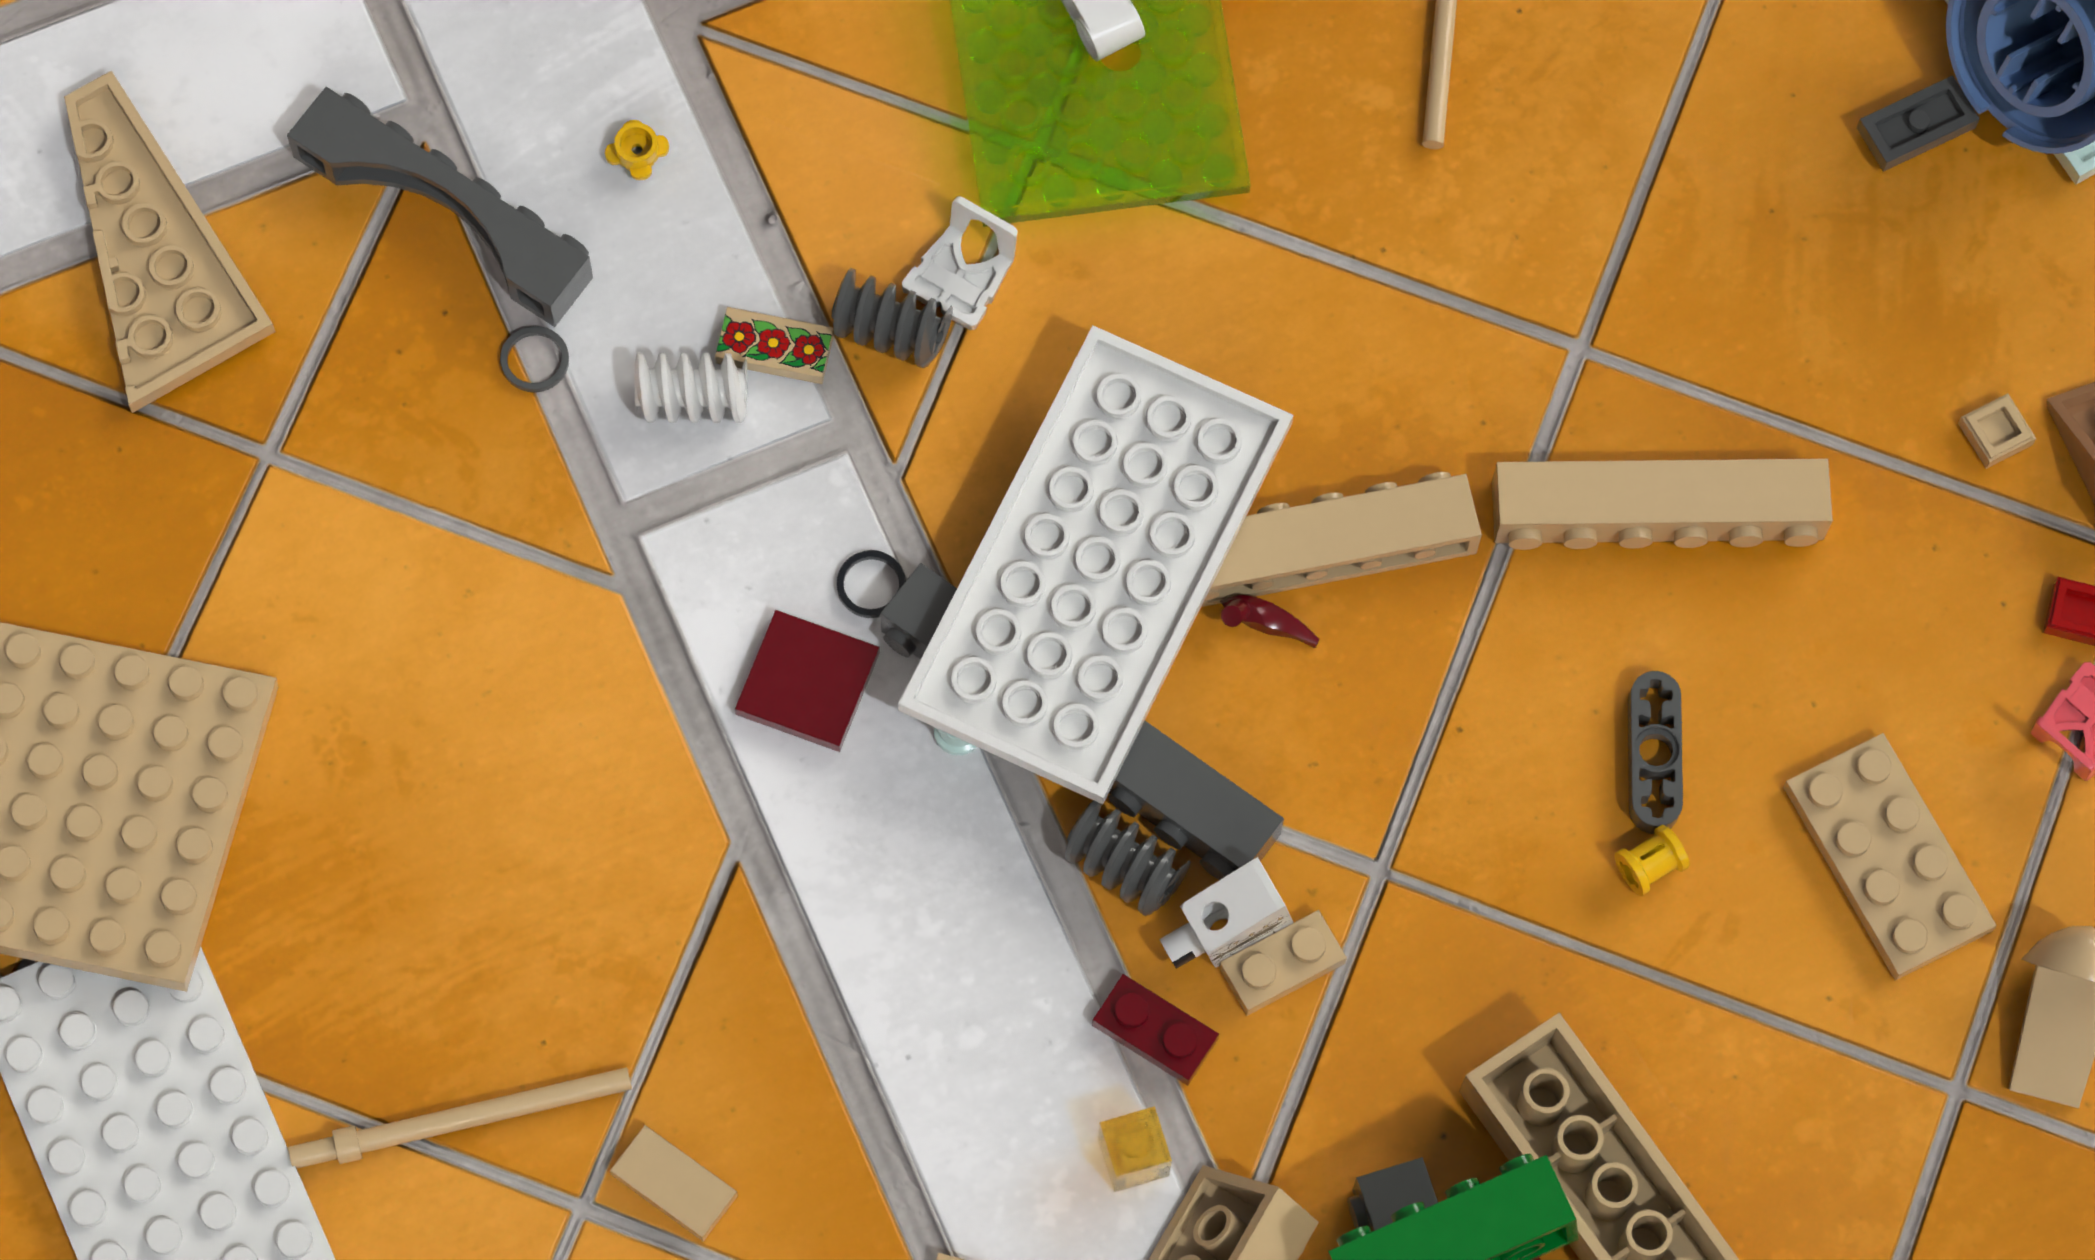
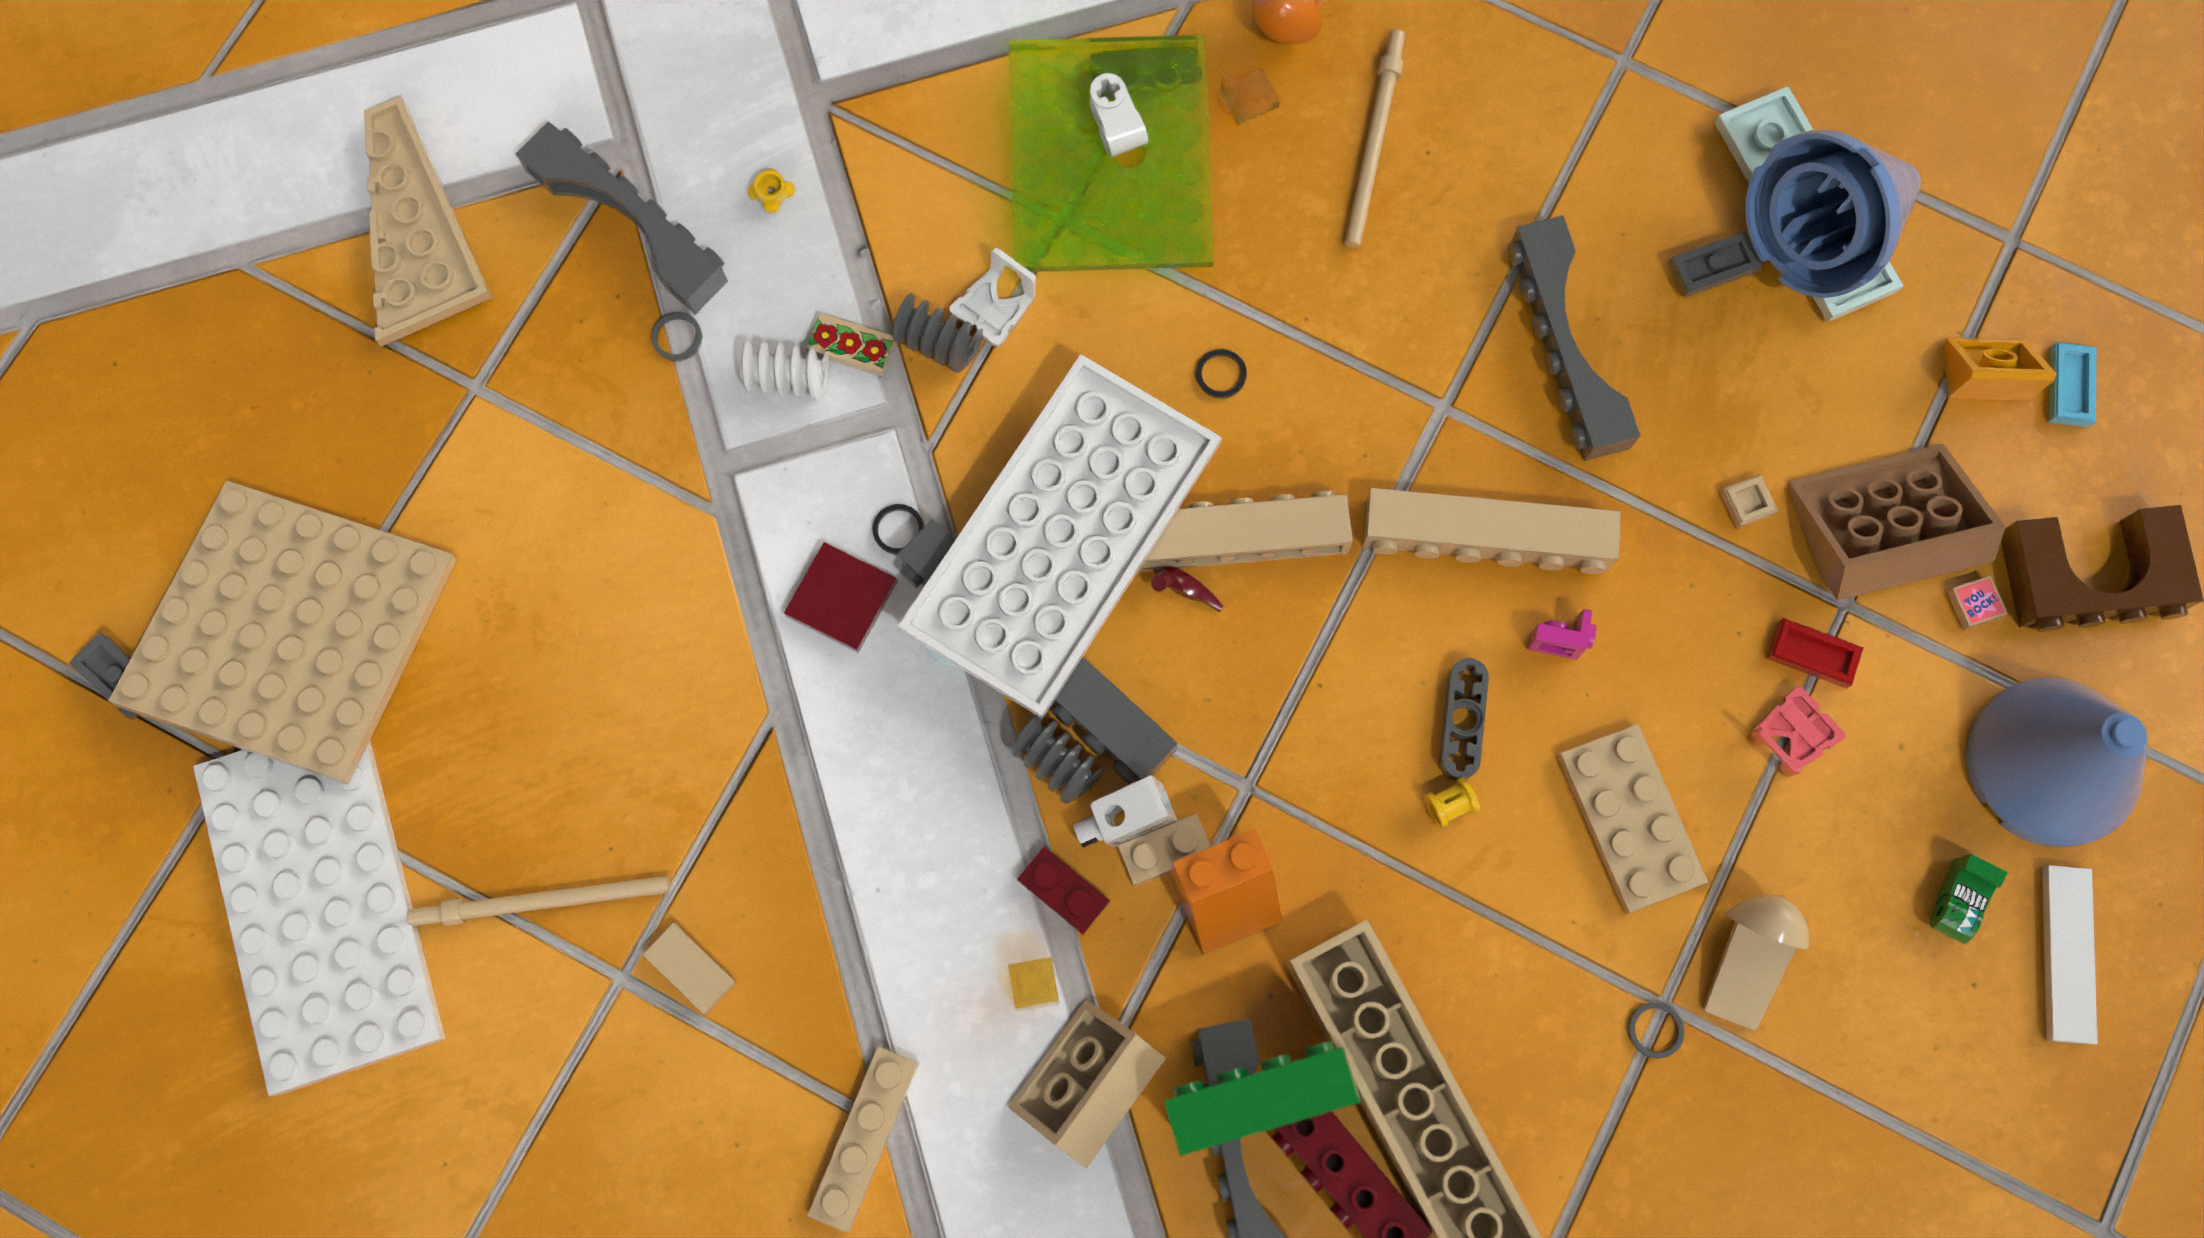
camera: 10 degrees right, 5 degrees up
(1278, 306) = (1227, 353): none -> black piece
(1372, 999) = (1227, 891): none -> orange slope
(1767, 636) = (1559, 640): none -> dark pink bracket
(1785, 334) = (1597, 412): none -> dark grey arch
(1970, 1099) = (1679, 1024): none -> dark grey piece

